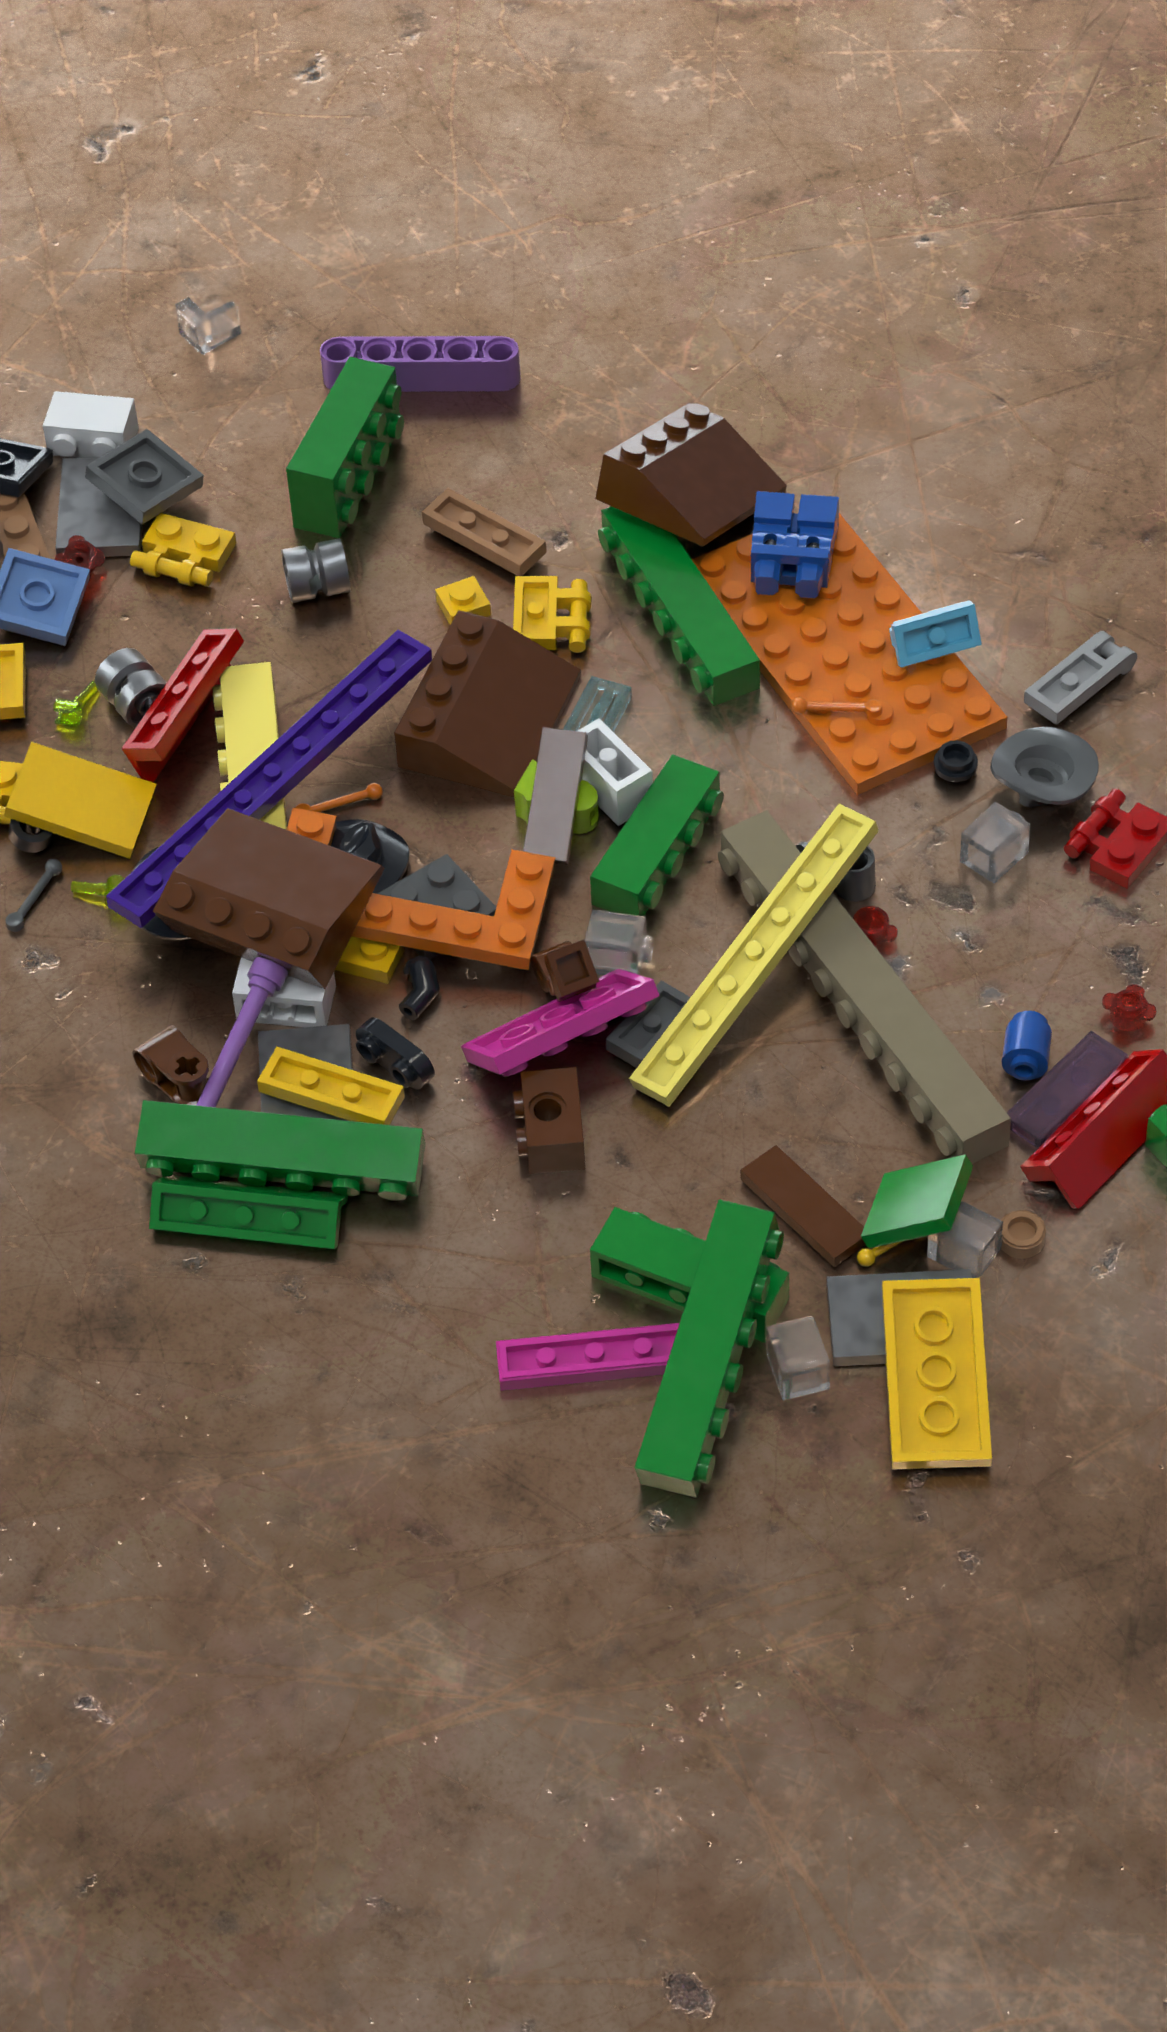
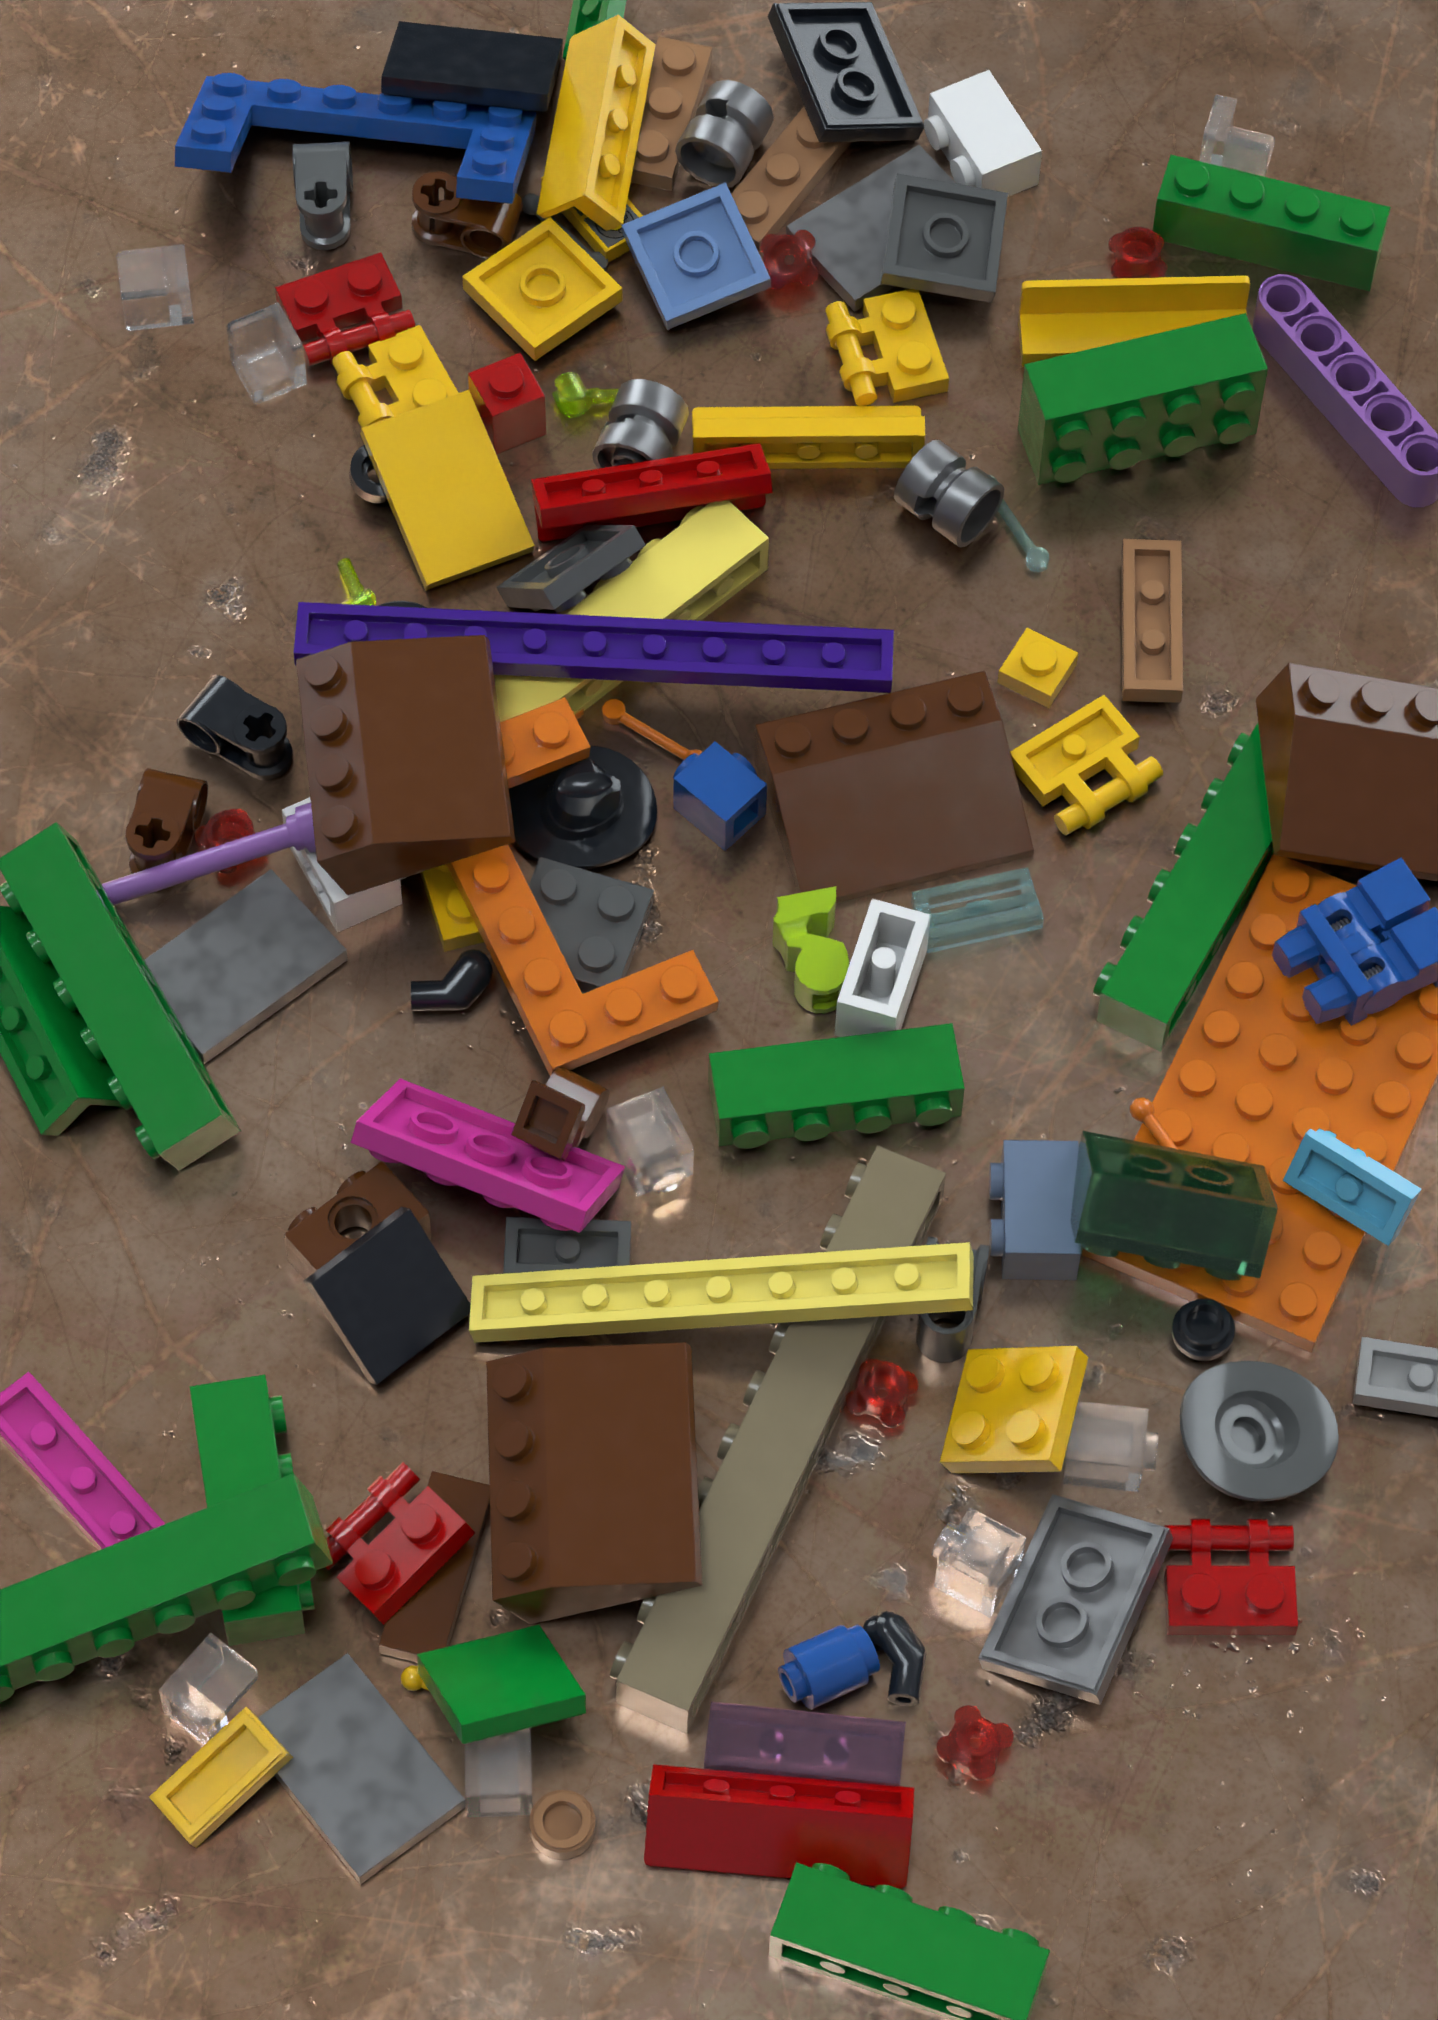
camera: 50 degrees right, 10 degrees up
(15, 920) = (258, 542): dark grey hinge -> none
(49, 727) = (509, 402): none -> red brick
(141, 995) = (238, 729): none -> black piece
(197, 766) = (564, 571): none -> dark grey plate
(212, 1033) = (222, 826): none -> clear red plate
(215, 608) = (815, 434): none -> yellow panel
(235, 406) = (1137, 242): none -> clear red plate
(270, 437) = (1093, 313): none -> yellow panel
(277, 334) = (1270, 222): none -> green brick
(330, 1088) = (230, 991): yellow plate -> none
(388, 564) = (1037, 557): none -> clear light blue hinge
(395, 1053) = (335, 997): black plate -> none
(412, 787) = (719, 794): none -> blue brick
(556, 793) = (792, 943): tile -> none
(610, 1120) = (388, 1295): none -> black tile
(788, 1193) = (405, 1552): none -> red plate
(815, 783) = (1036, 1207): none -> sand blue brick
(822, 1079) = (592, 1477): none -> reddish brown slope
(857, 1384) = (220, 1777): none -> yellow tile
(883, 715) = (1172, 1206): none -> clear green slope
(936, 1373) = (282, 1851): yellow plate -> none
(940, 867) = (1014, 1410): none -> yellow plate
(1021, 937) = (977, 1560): none -> clear brick
(1051, 1009) = (905, 1650): none -> black arm
(1078, 909) = (1076, 1599): none -> flat silver tile

